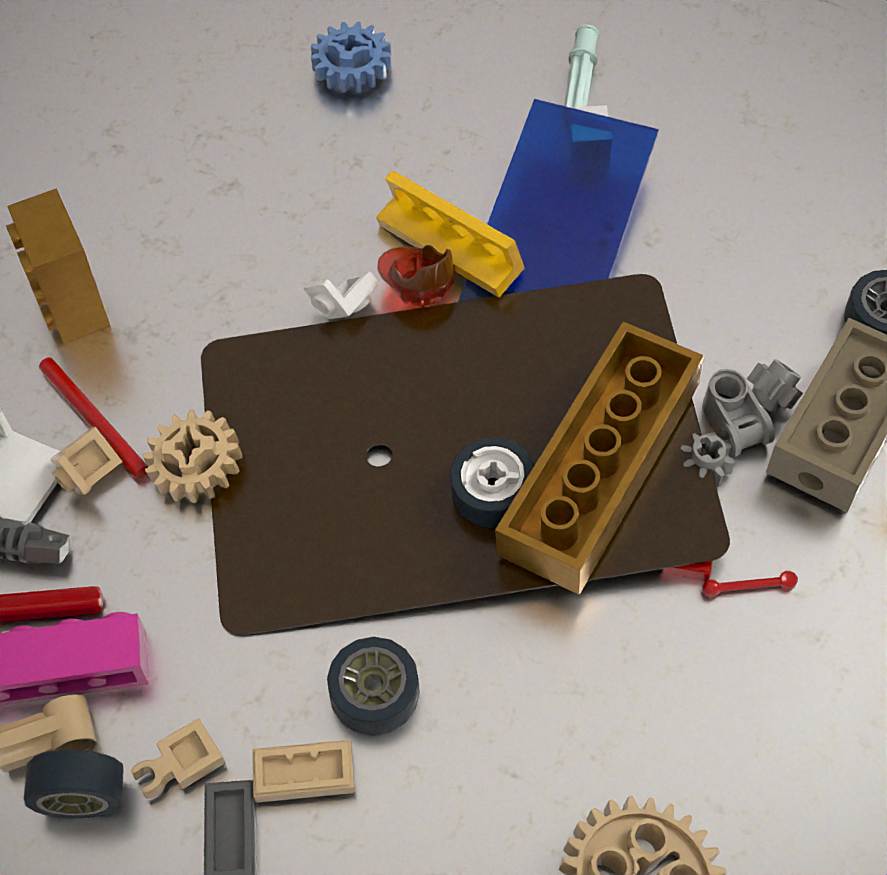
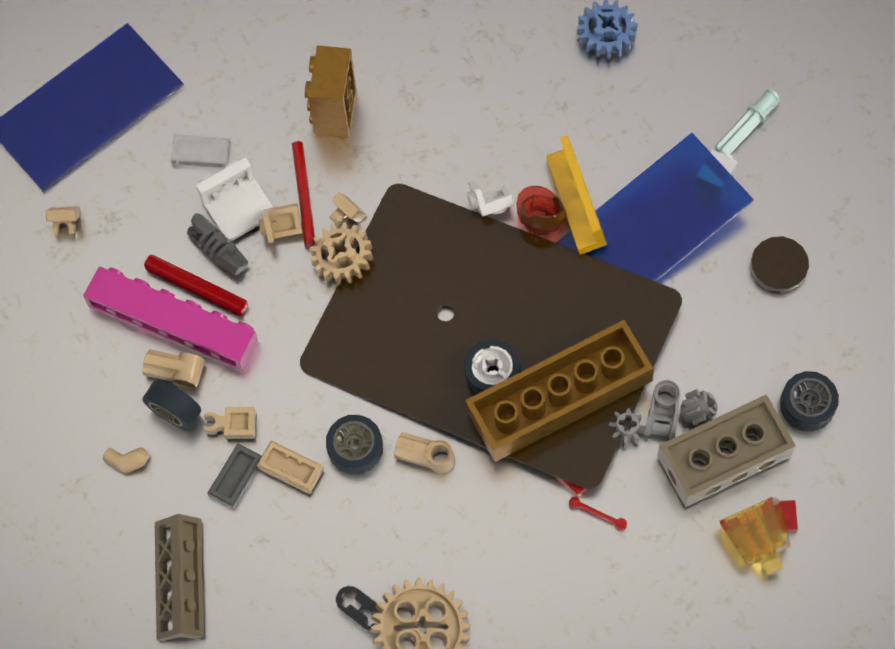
camera: 35 degrees right, 10 degrees up
(164, 401) = (346, 211): none -> tan tile
(472, 637) = (422, 451): none -> tan piece
(731, 191) = (779, 264): none -> dark brown tile

